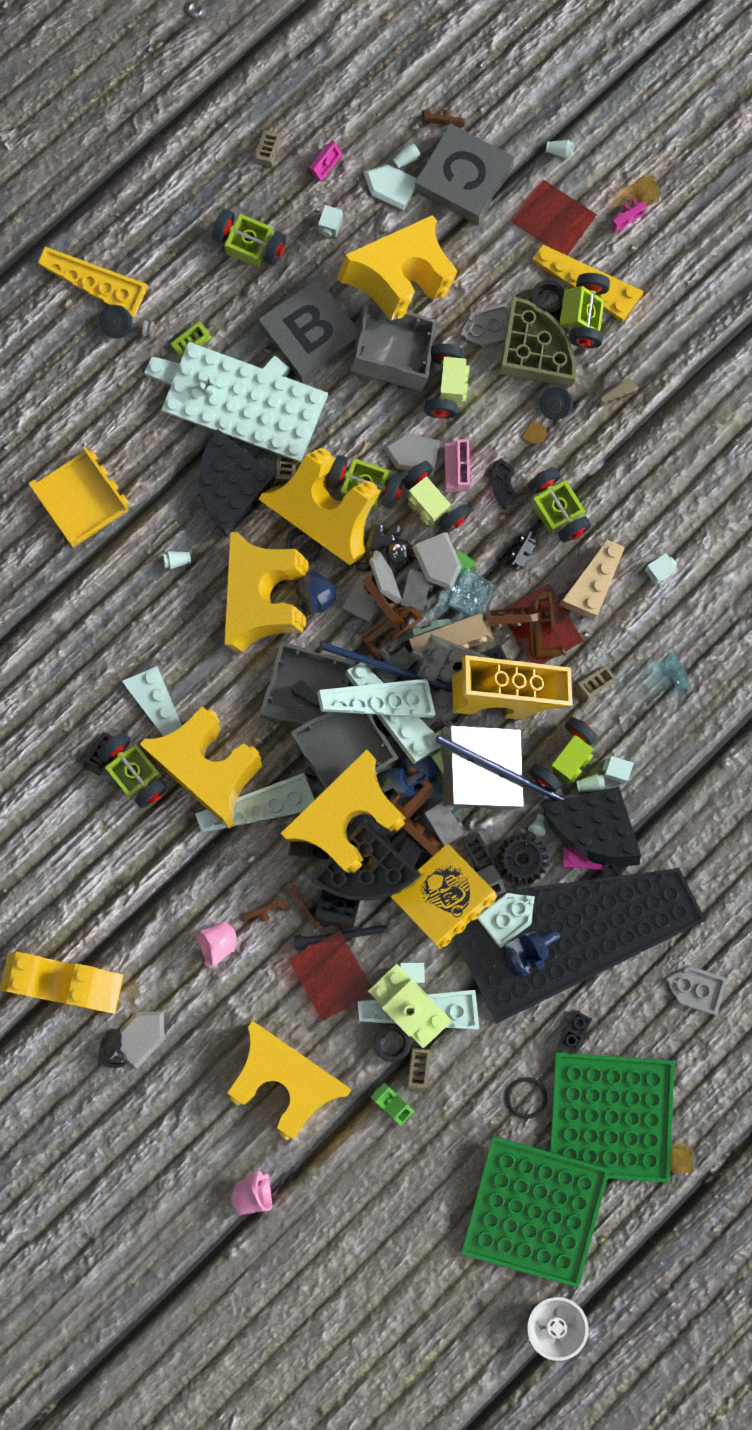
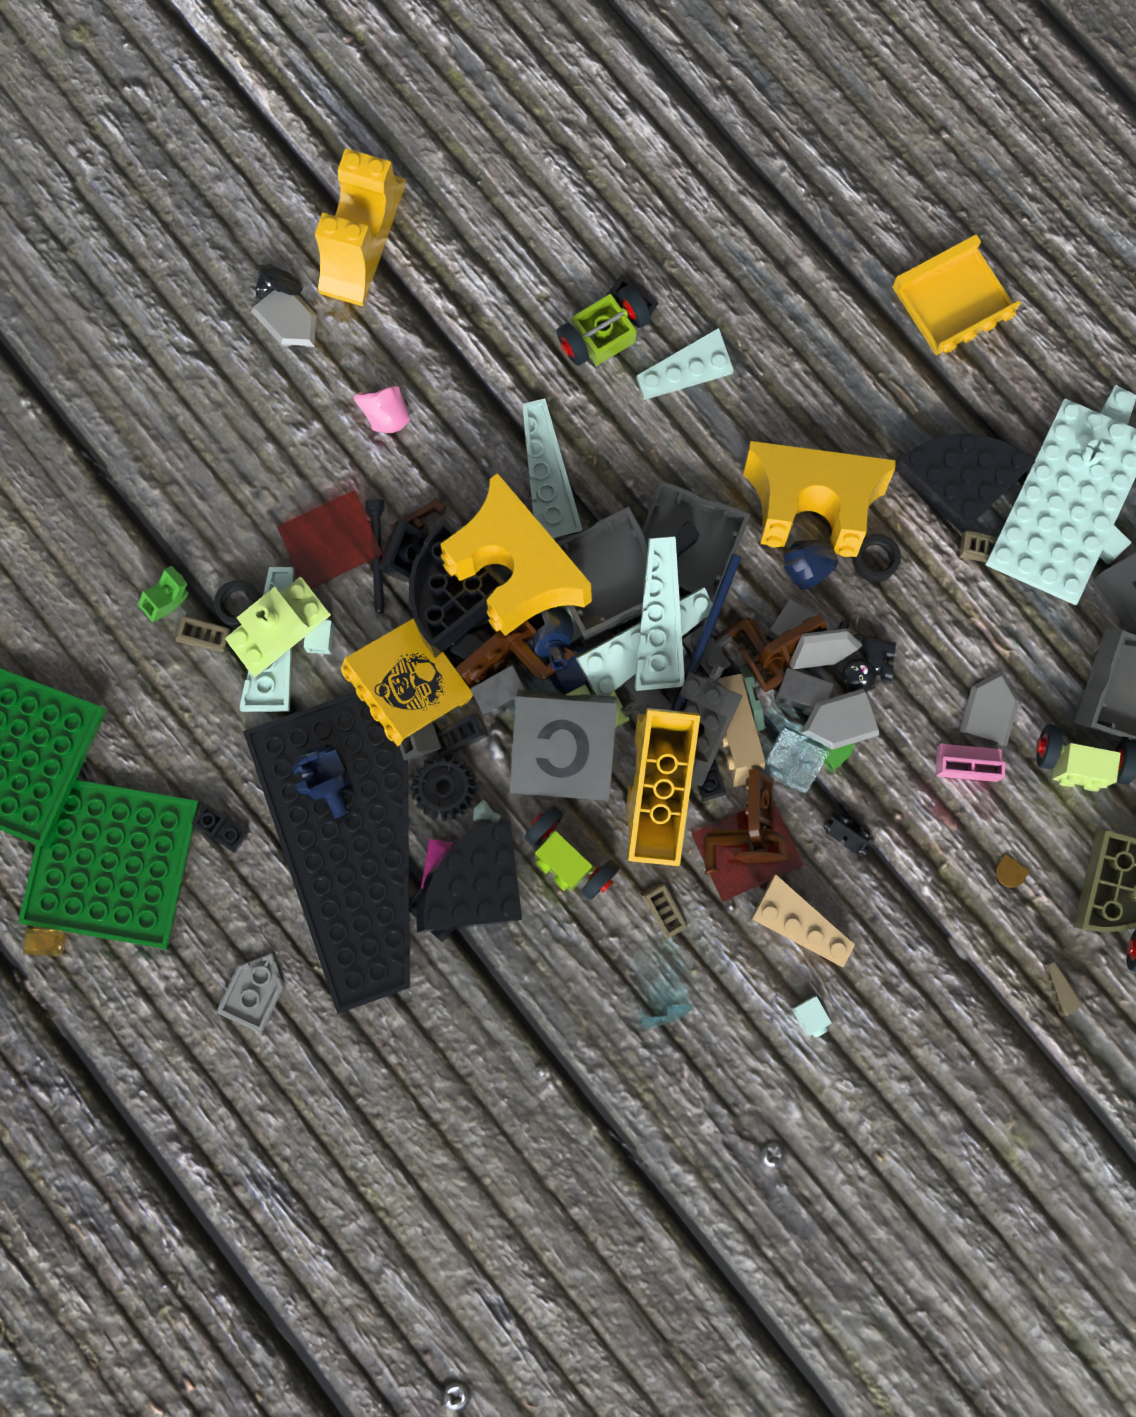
camera: 95 degrees right, 0 degrees up
(175, 559) = (868, 402): light aqua cone -> none
(209, 782) = (606, 389): yellow piece -> none
(252, 1194) = (82, 425): bright pink piece -> none
(262, 912) = (423, 490): reddish brown piece -> none
(305, 1081) = (214, 486): yellow piece -> none
(311, 508) = (904, 586): yellow piece -> none
(360, 472) = (953, 637): brick -> none
(430, 502) = (915, 720): brick -> none
(498, 768) = (558, 763): dark blue piece -> none
(502, 485) = (943, 820): black tile -> none
(507, 917) = (371, 758): light aqua tile -> none
(527, 1079) = (162, 779): black piece -> none
(556, 403) = (1050, 902): black wheel -> none
(558, 506) = (906, 886): brick -> none
(591, 784) = (531, 888): light aqua cone -> none
(617, 769) = (547, 923): light aqua brick -> none

